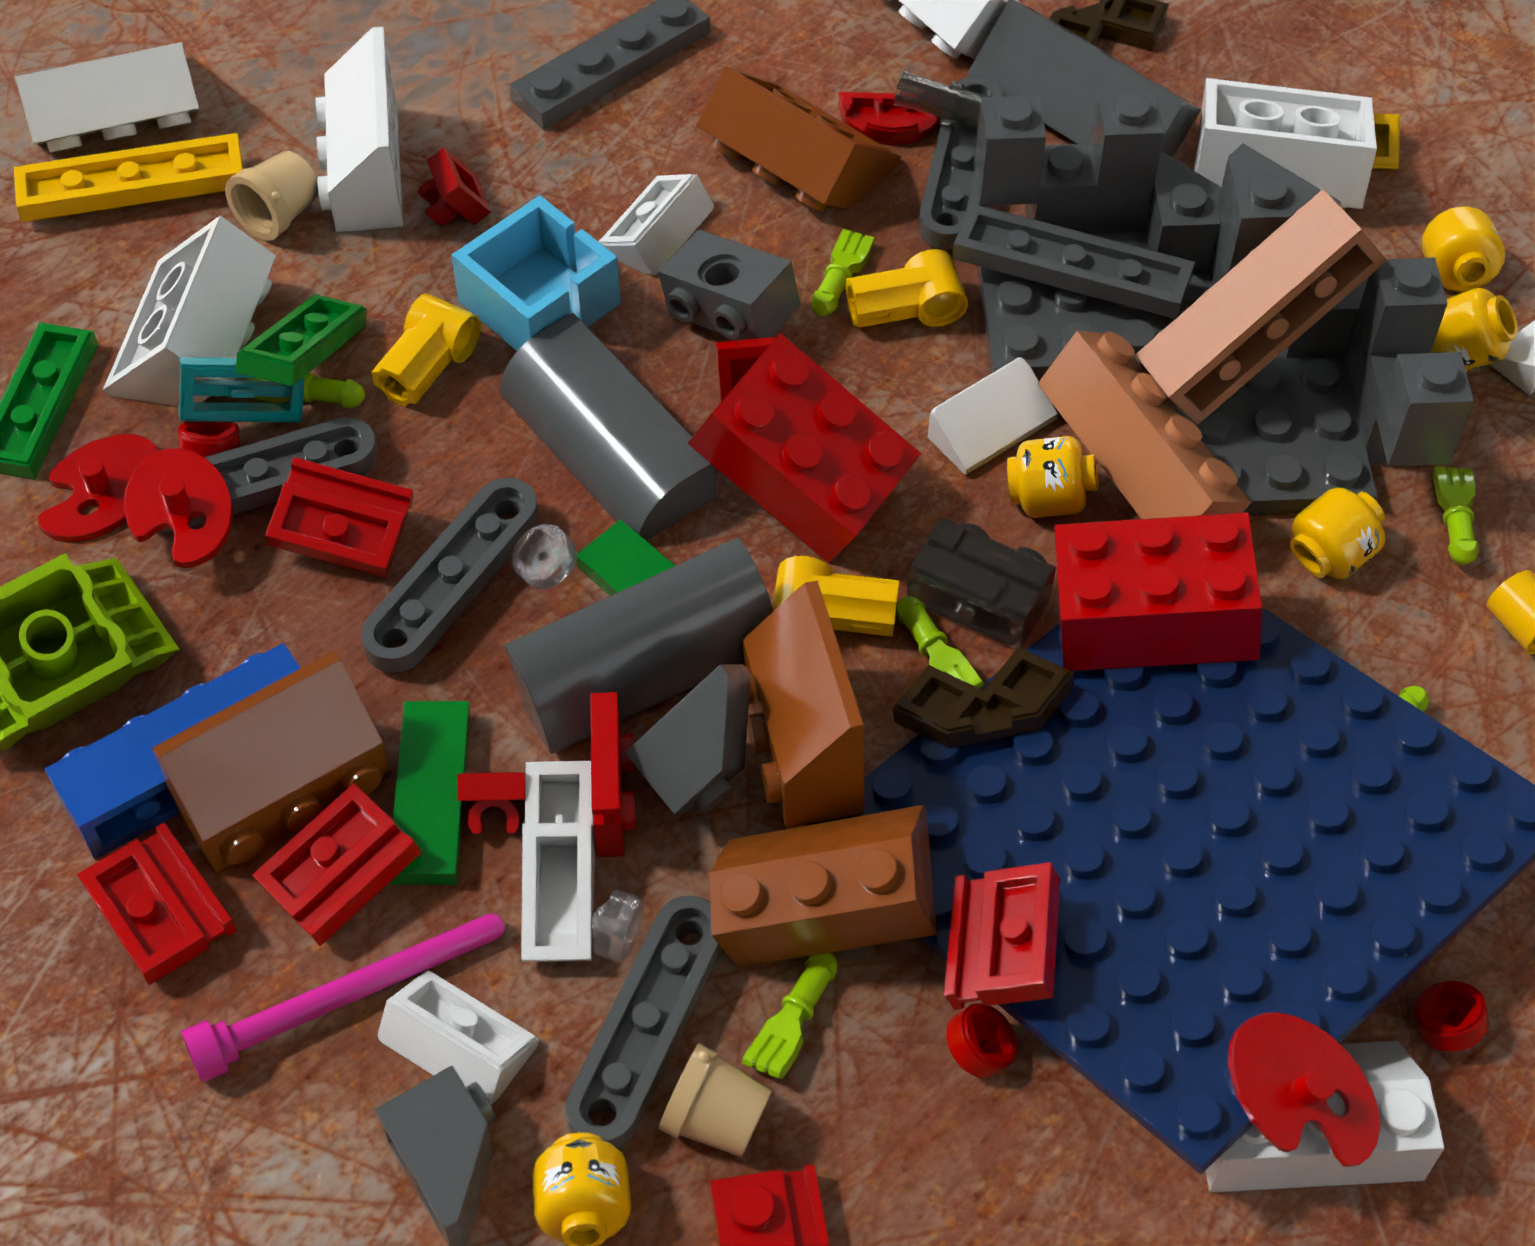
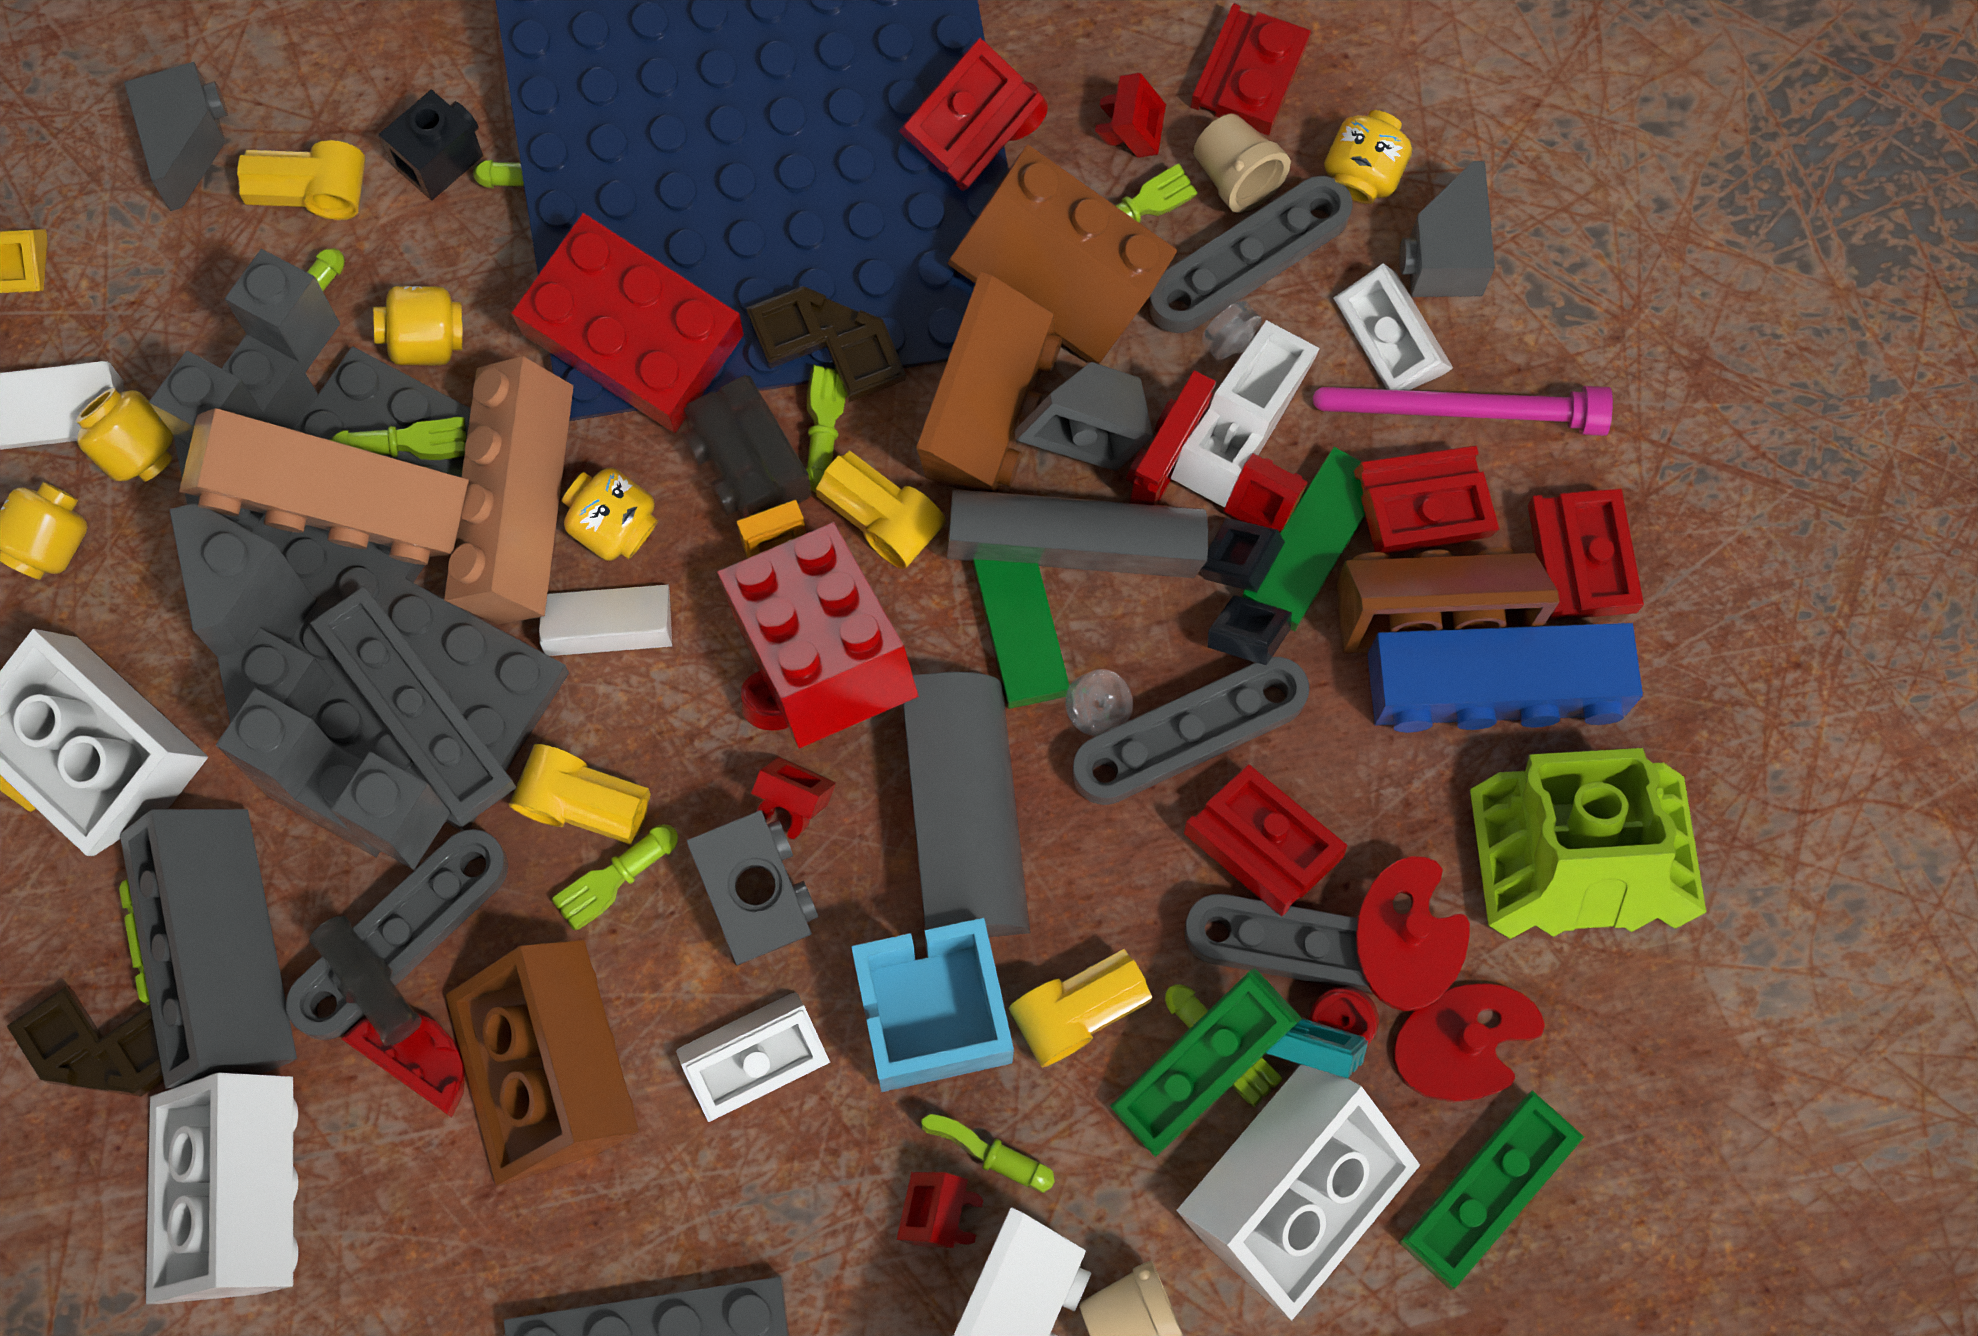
camera: 150 degrees left, 15 degrees up
(430, 245) = (994, 1157): none -> lime piece
(444, 668) = (1249, 630): none -> black tile
(489, 731) = (1242, 554): none -> black tile
(855, 1097) = (1135, 115): none -> red tile
(908, 533) = (771, 528): none -> light orange tile
(1242, 441) = (423, 439): none -> lime piece
(1481, 684) = (432, 143): none -> black brick

